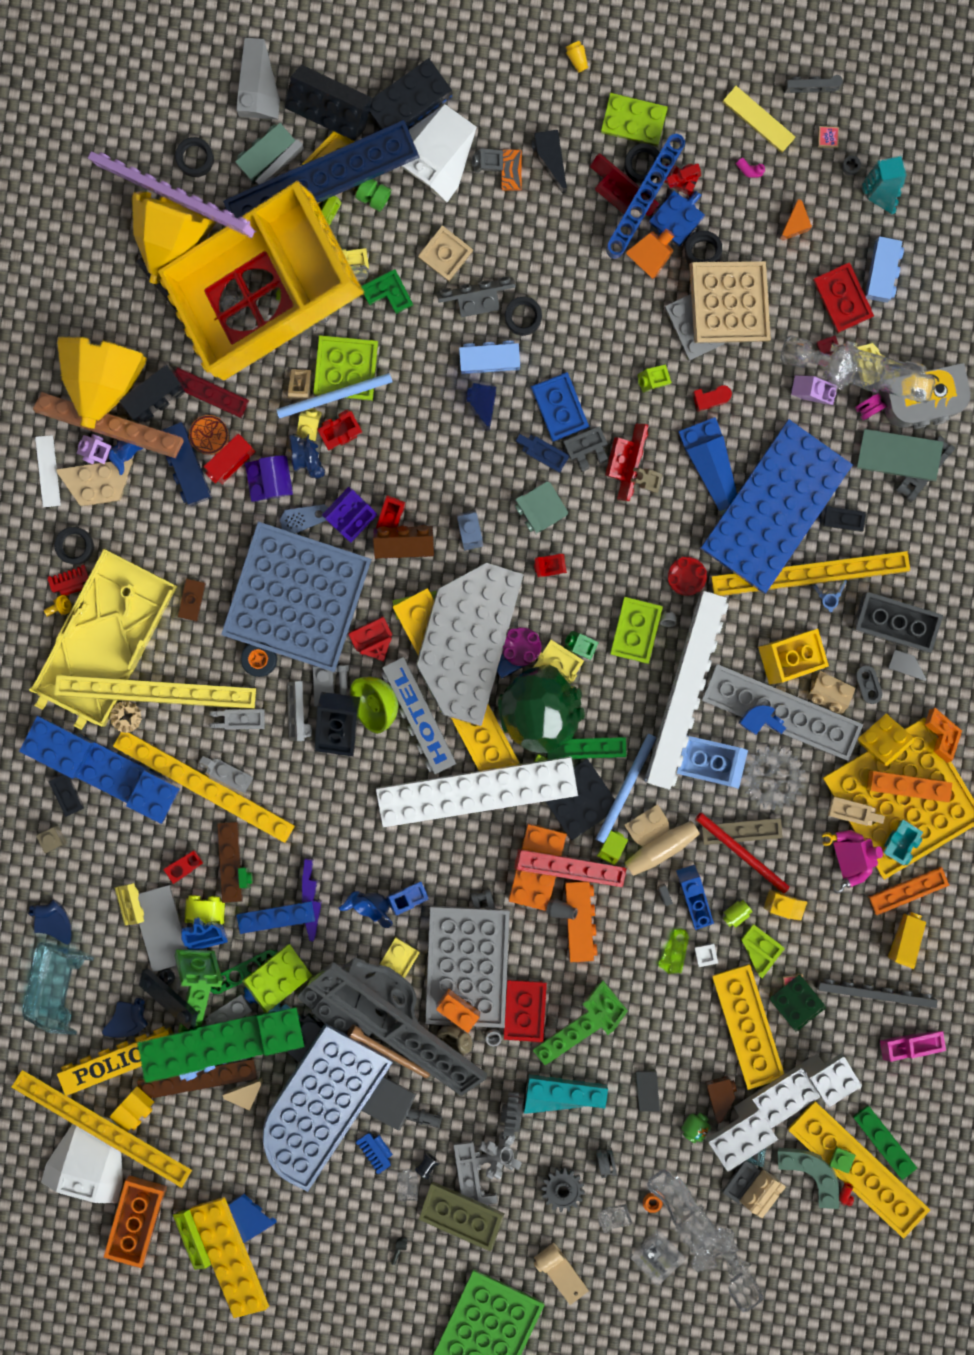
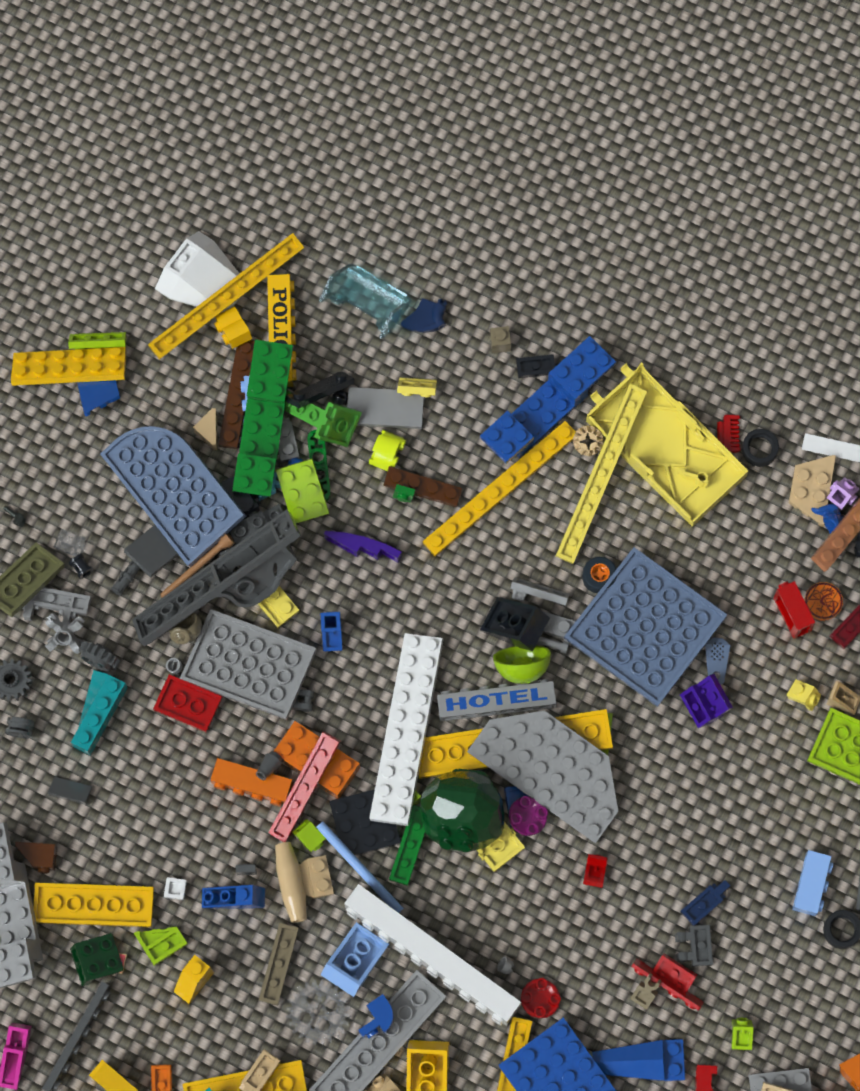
camera: 115 degrees right, 15 degrees down
(61, 604) = (709, 418): yellow plate -> none
(127, 1019) = (314, 351): dark blue arm -> none
(135, 1221) = (133, 297): orange brick -> none
(183, 866) = (433, 444): red leg -> none
(188, 469) = (801, 570): dark blue brick -> none
(191, 600) = (675, 534): reddish brown plate -> none
(203, 935) = (365, 440): blue plate -> none
(226, 775) = (503, 510): light grey hinge -> none
(240, 719) = (550, 540): light grey hinge -> none
(269, 478) = (764, 641): dark purple brick -> none
(275, 917) = (357, 509): blue plate -> none
(305, 456) = (775, 679): dark blue piece -> none
(334, 395) = (822, 725): light blue piece -> none
(339, 431) = (787, 719): red cylinder -> none
(370, 905) = (338, 595): hair -> none
(372, 638) = (583, 684): red slope -> none
(379, 1149) = (111, 530): blue piece -> none
(391, 512) = (692, 738): red slope -> none
(403, 542) = (663, 741): reddish brown brick -> none
(458, 1010) = (211, 639): orange brick -> none
(470, 530) = (654, 807): sand blue torso -> none
(482, 402) = (769, 859): clear blue slope -> none
(541, 508) = (652, 881): sand green bracket -> none
(560, 407) = (743, 934): blue tile -> none
(580, 645) = (509, 874): bracket -> none
(603, 1011) = (161, 771): bright green bracket -> none
(636, 630) = (505, 931): lime plate -> none
(674, 953) = (187, 861): clear neon green piece -> none
(696, 1127) = (19, 821): bright green head -> none
(737, 913) = (203, 931): lime brick -> none
(742, 852) = (258, 956): red piece -> none
(854, 856) = (215, 1062): dark pink torso -> none

